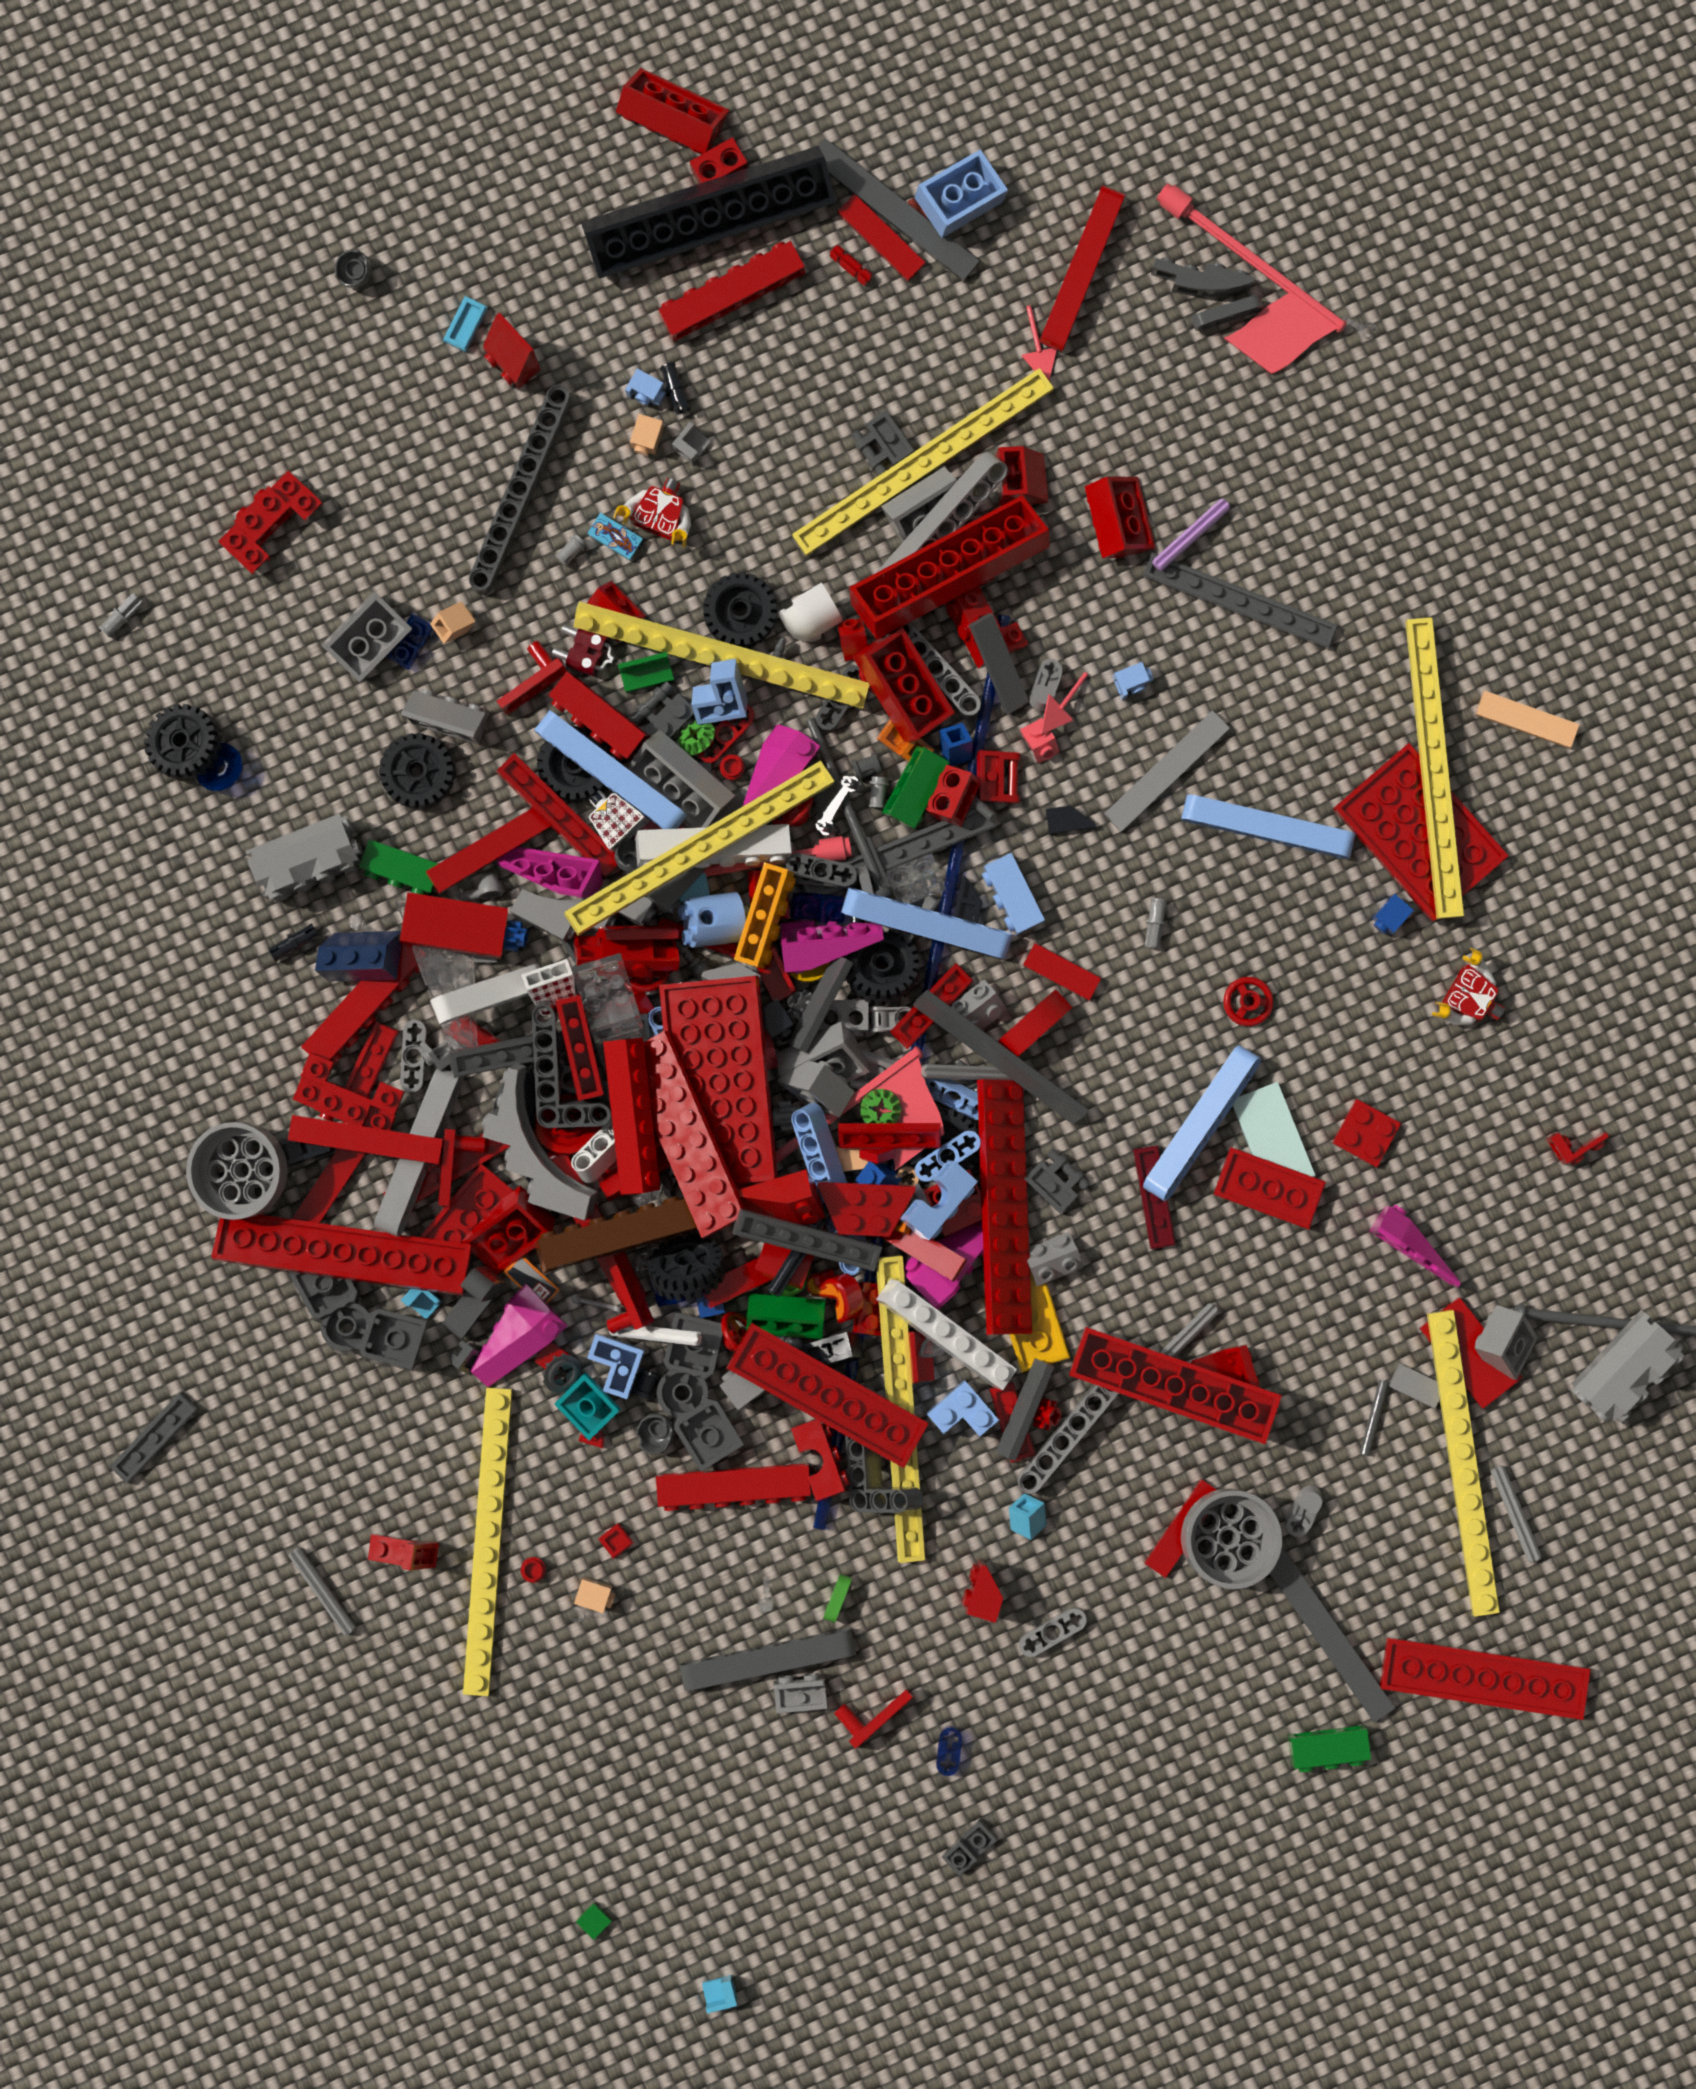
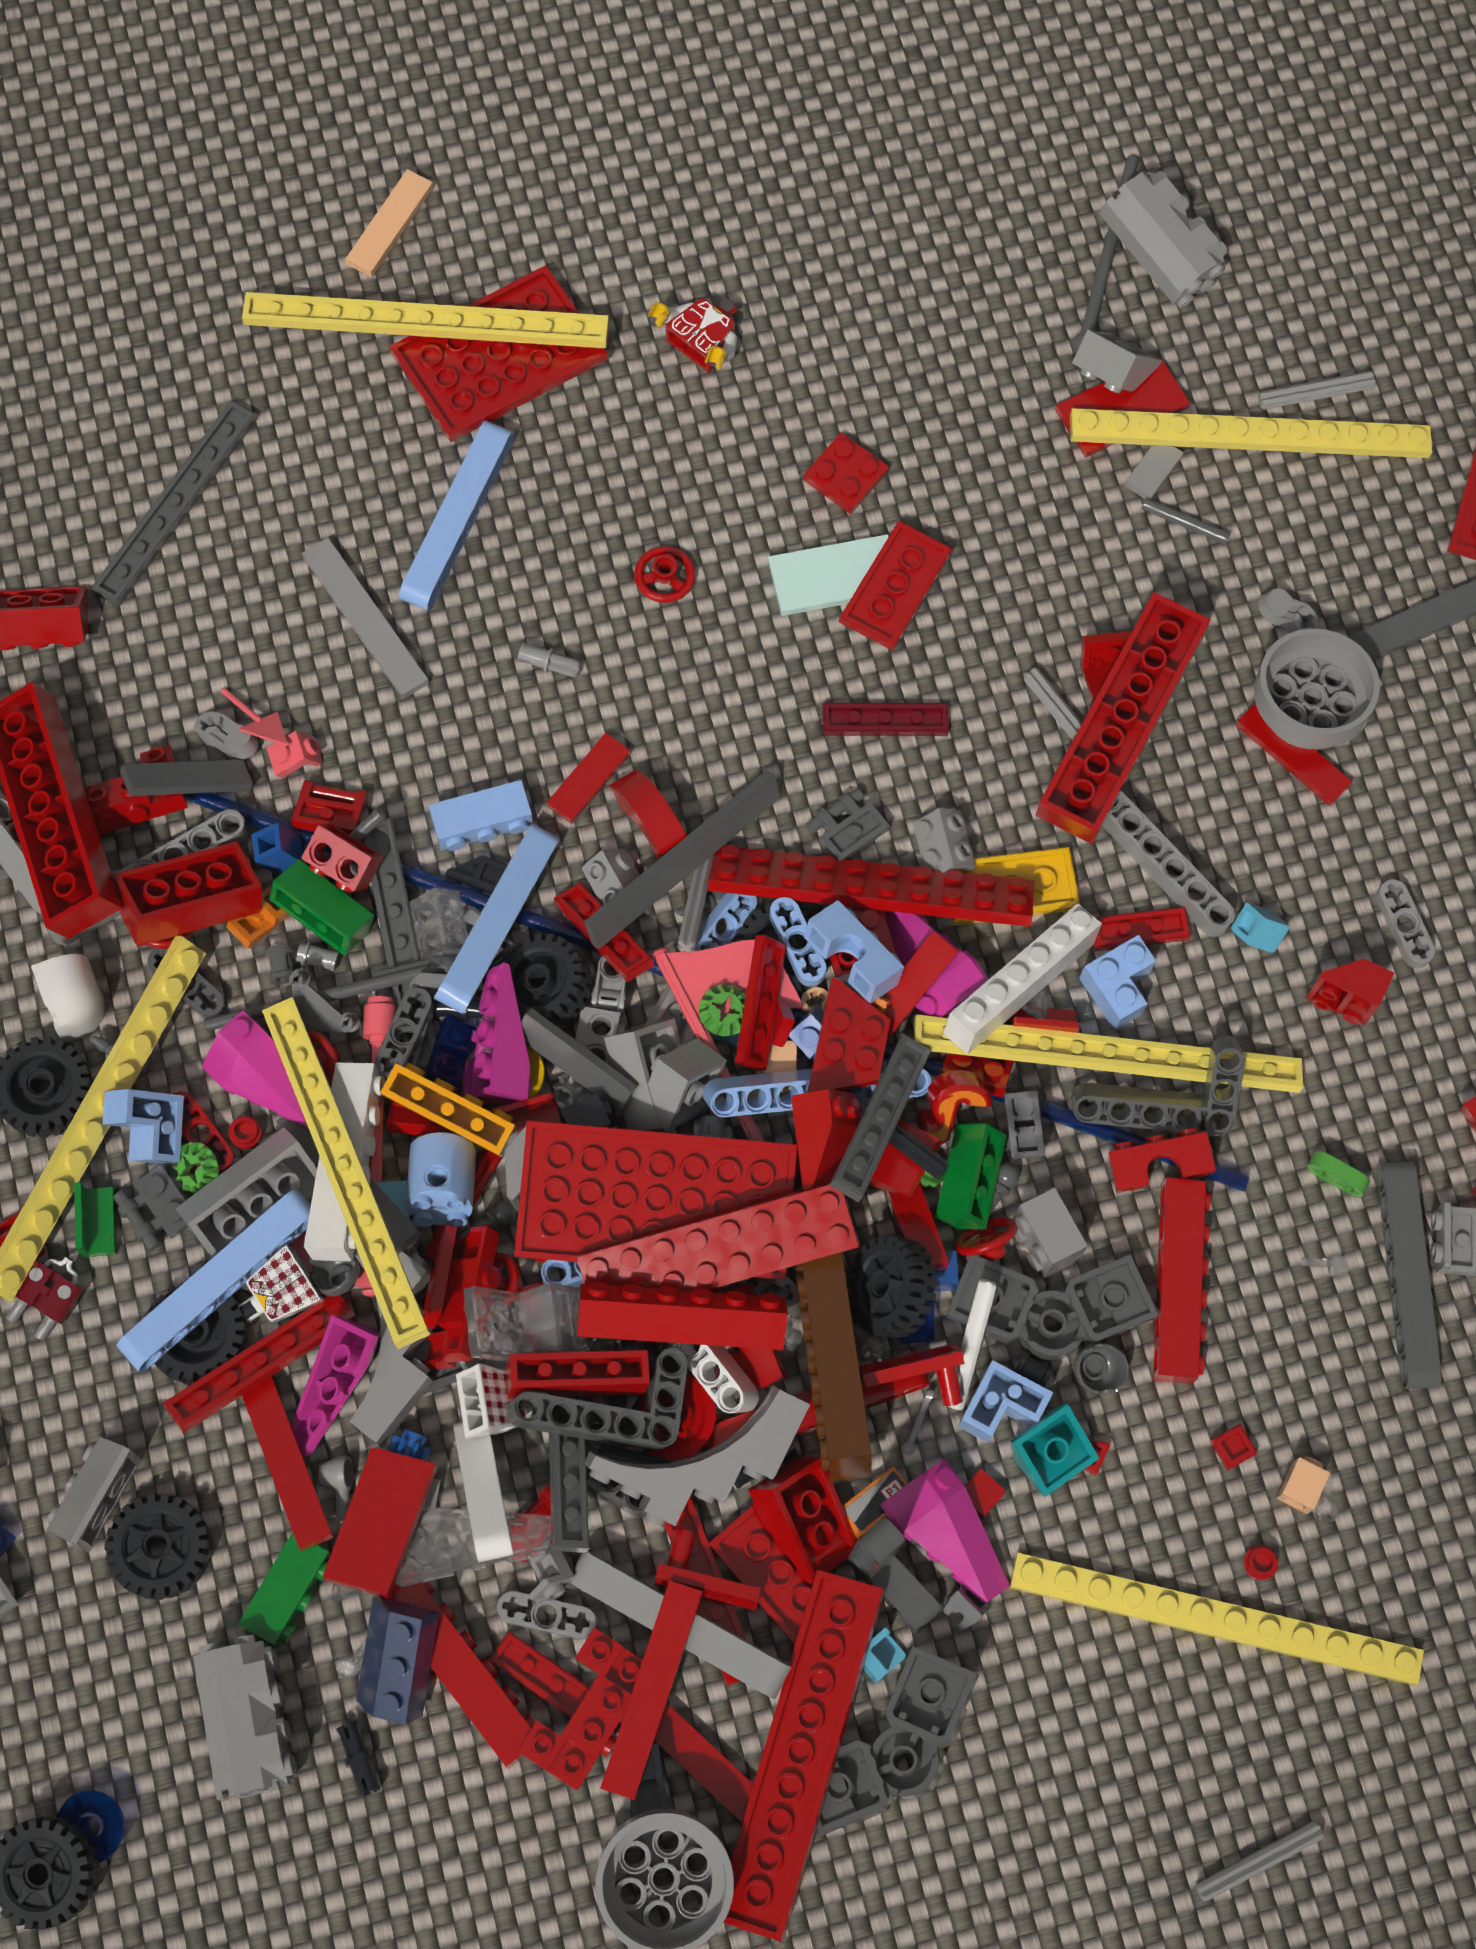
camera: 85 degrees left, 15 degrees down
(403, 1552) = (1219, 1737): red bracket -> none
(549, 673) = (66, 1345): red piece -> none
(570, 1373) = (1009, 1471): dark grey gear -> none
(599, 716) = (138, 1283): red slope -> none
(827, 1395) = (1082, 1131): red plate -> none
(852, 637) = (113, 951): red brick -> none
(1025, 1409) = (1128, 904): dark grey tile -> none
(1047, 1414) = (1135, 884): red gear -> none
(1066, 820) = (400, 741): black tile -> none
(1132, 679) = (243, 636): light blue brick -> none
(1191, 534) = (80, 539): lavender axle -> none
(1202, 1123) = (805, 644): light blue beam -> none
(1391, 915) = (590, 399): blue brick -> none
(1403, 1235) = (978, 447): dark pink wedge -> none
(1561, 1147) = (901, 268): red bracket -> none

